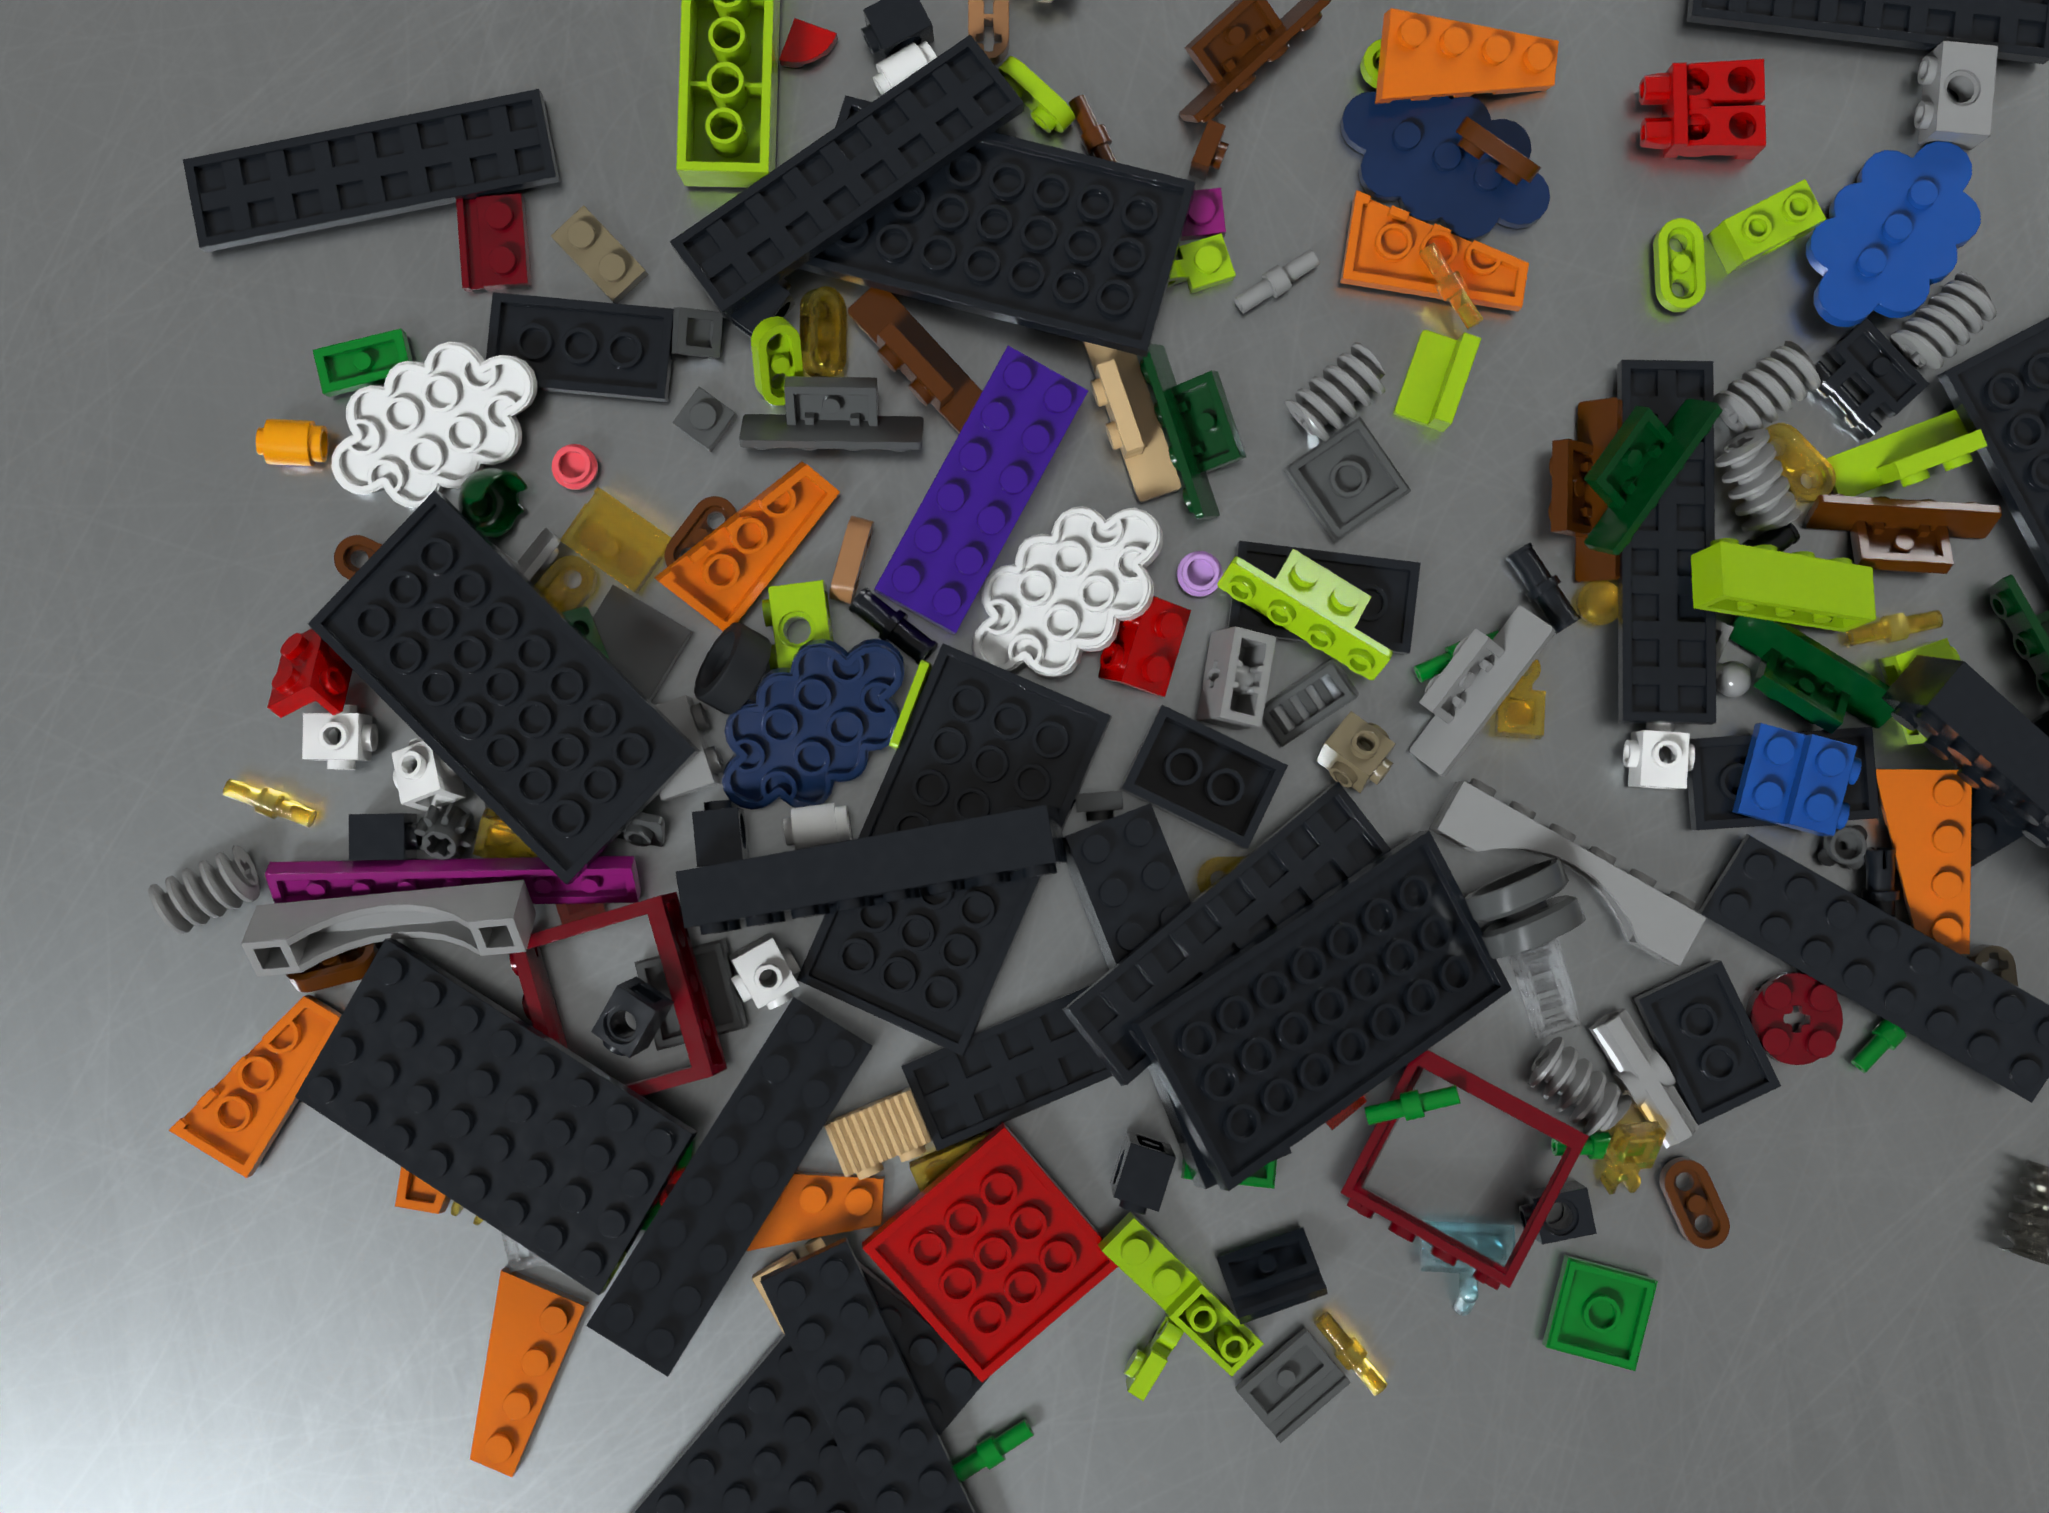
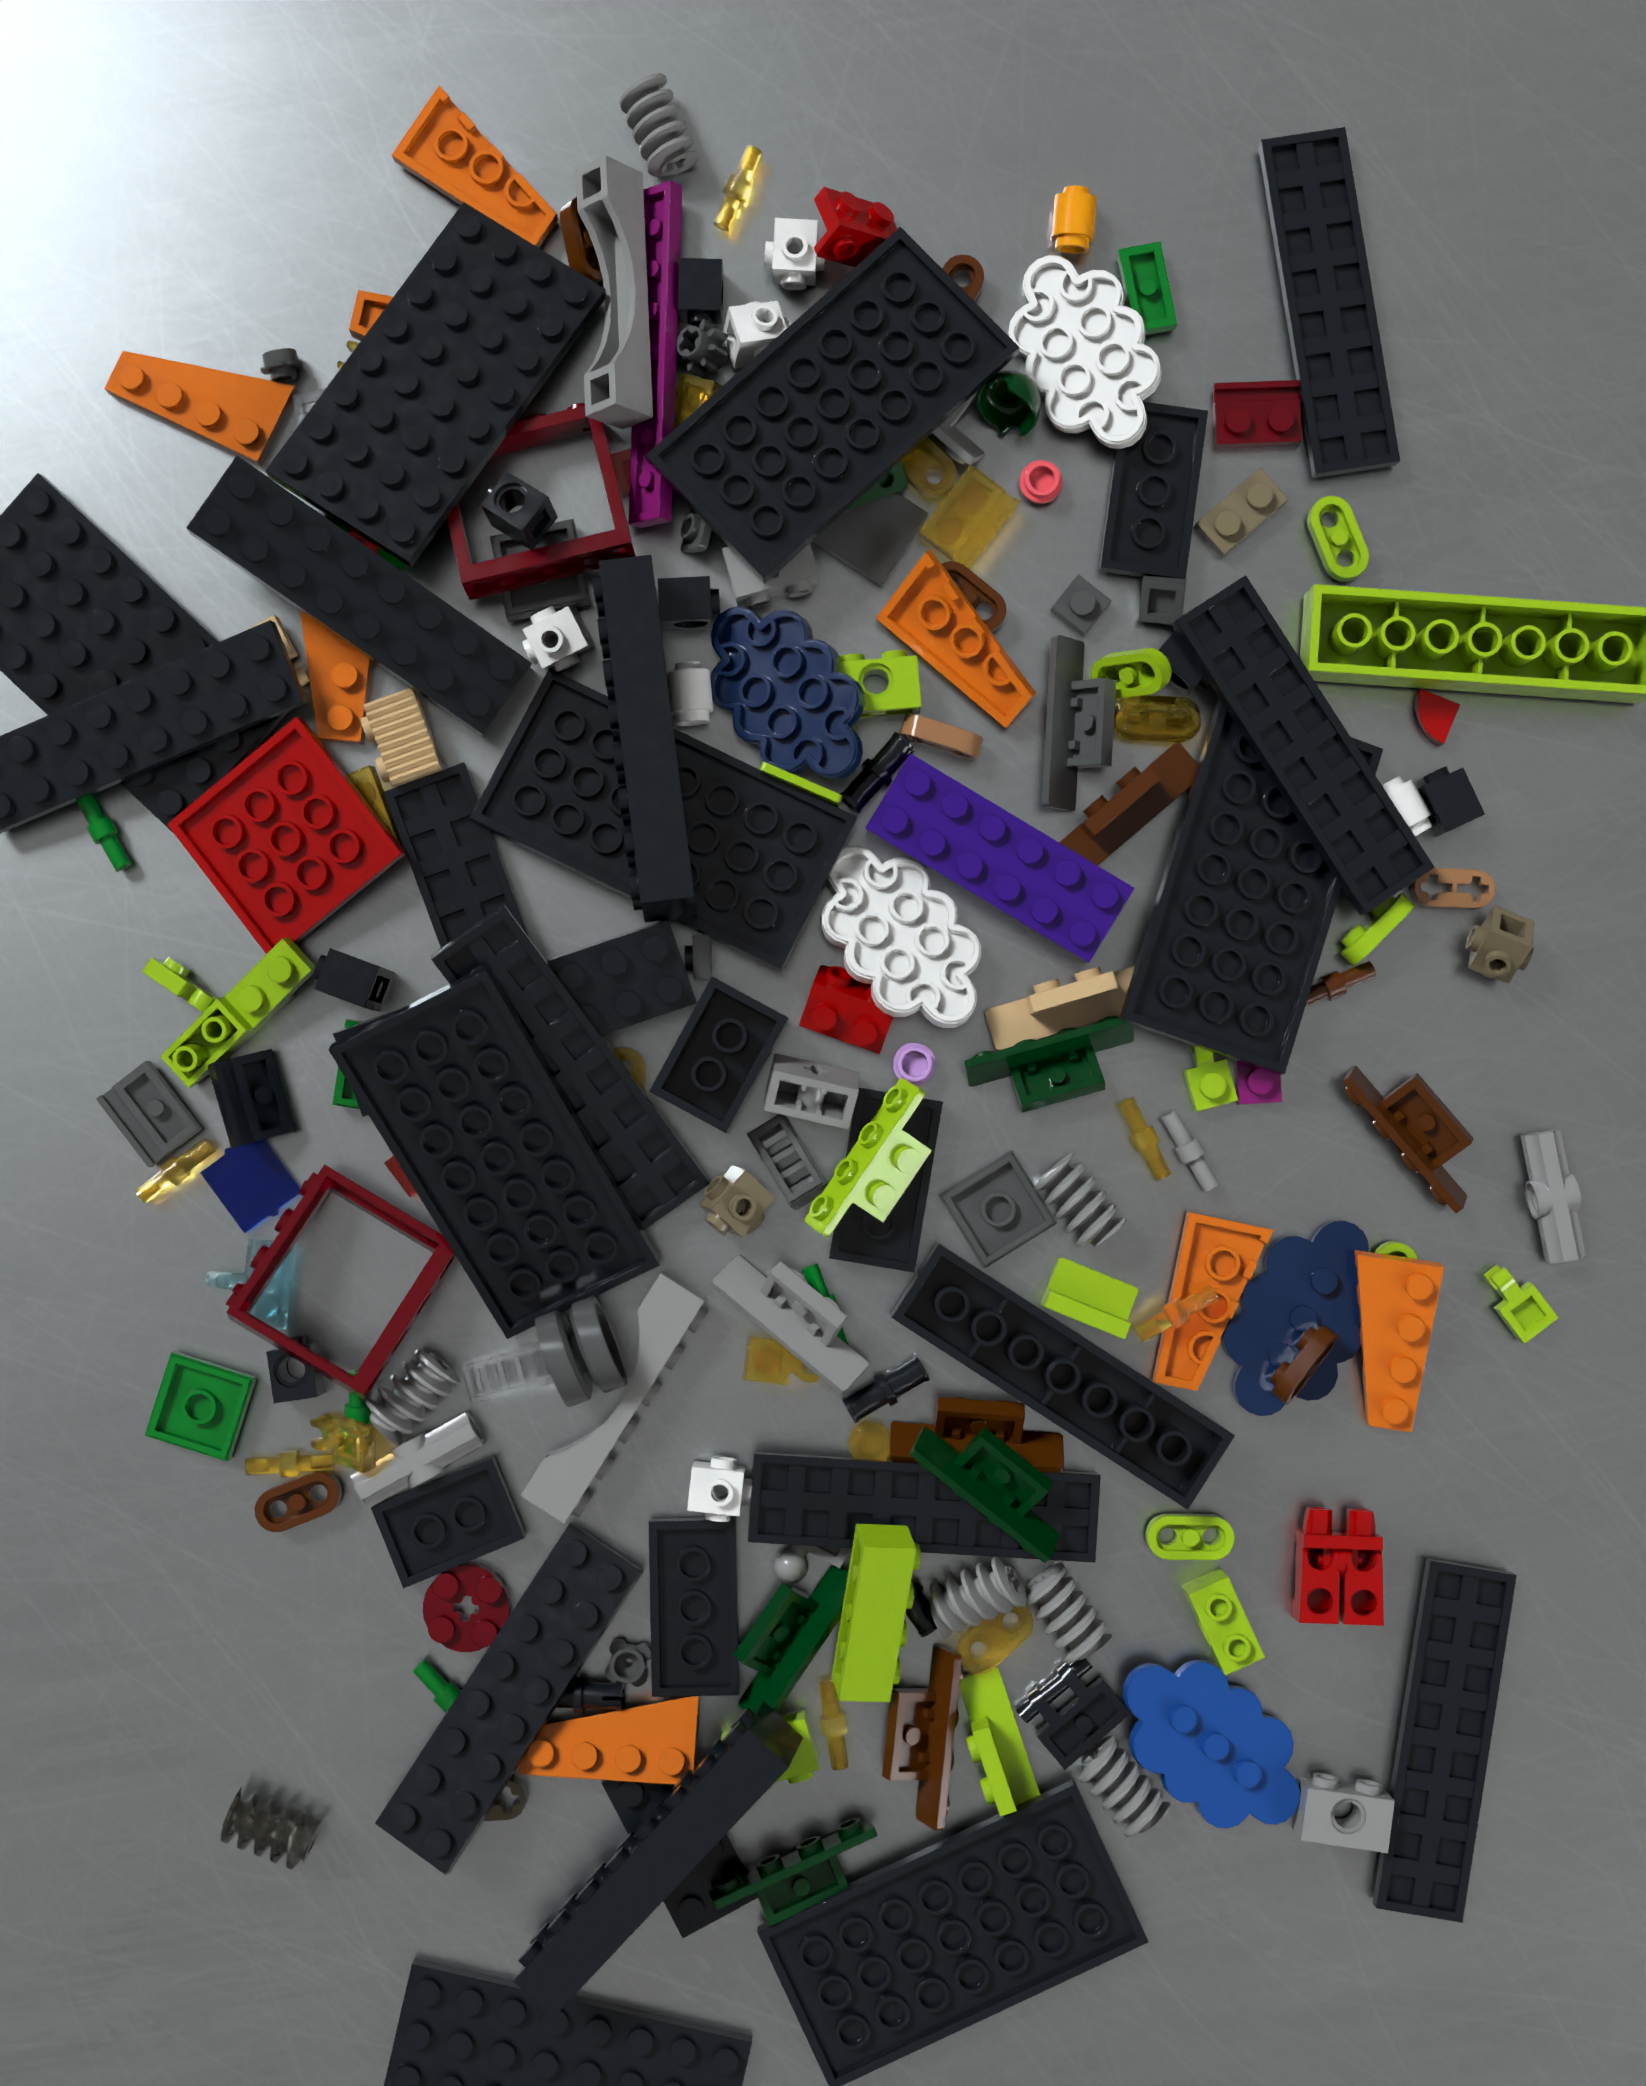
camera: 90 degrees right, 0 degrees up
(478, 1285) = (281, 364): none -> dark grey plate
(622, 147) = (1337, 540): none -> lime plate
(732, 668) = (841, 619): black tyre -> none
(1209, 151) = (1316, 1091): reddish brown plate -> none
(1266, 329) = (1144, 1138): none -> clear yellow bar
(1360, 1271) = (251, 1183): none -> clear blue piece
(1412, 1105) = (402, 1234): green bar -> none
(1521, 403) = (1062, 1375): none -> black brick
(1655, 1214) = (289, 1464): none -> clear yellow bar
(1797, 780) = (690, 1617): blue plate -> none

